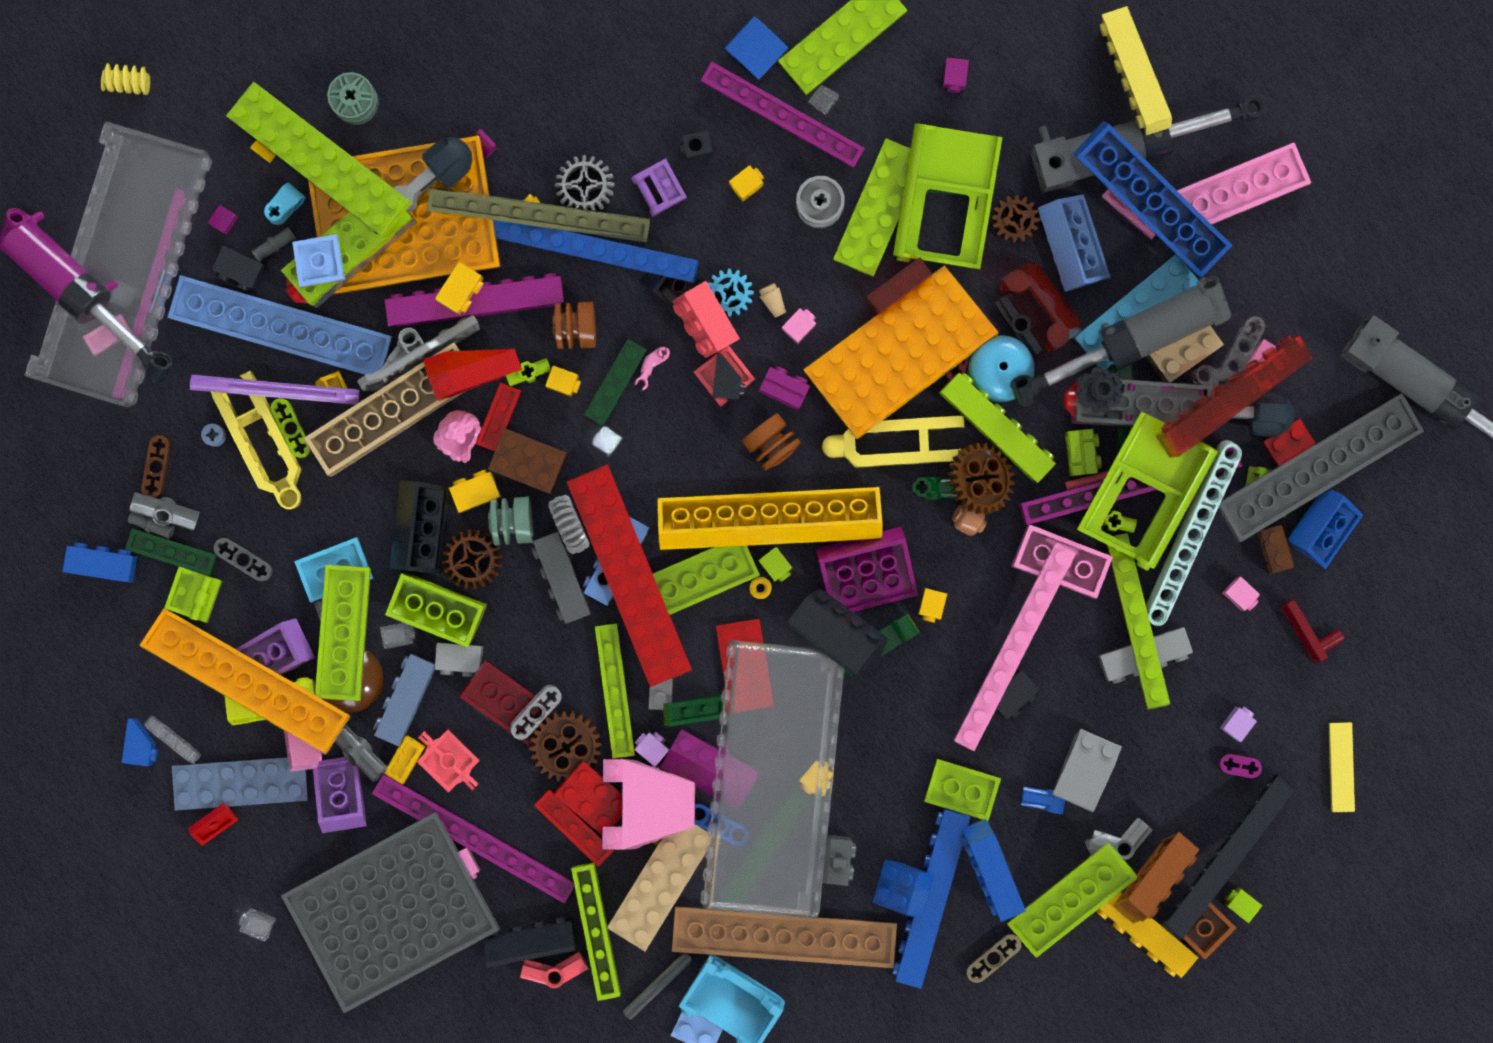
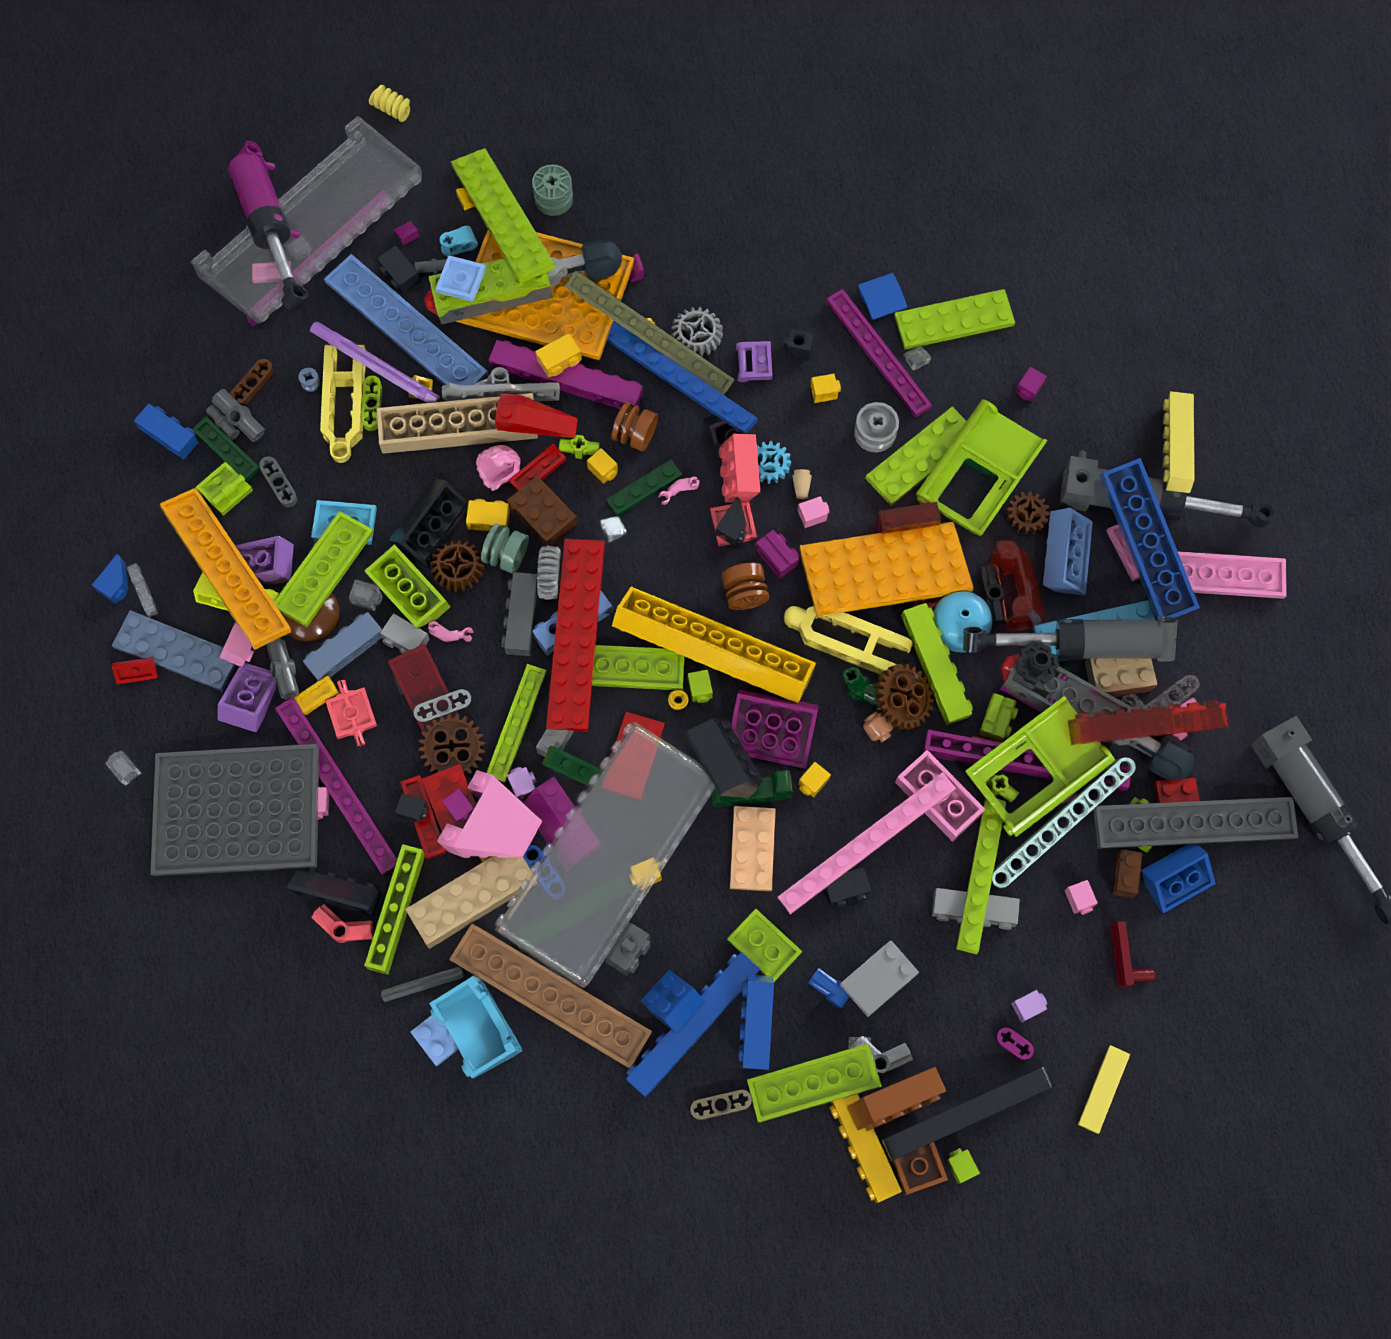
camera: 25 degrees right, 15 degrees down
(499, 635) = (446, 635): none -> bright pink arm
(561, 828) = (412, 809): none -> black brick
(605, 804) = (458, 805): none -> magenta brick
(905, 700) = (752, 848): none -> light nougat plate

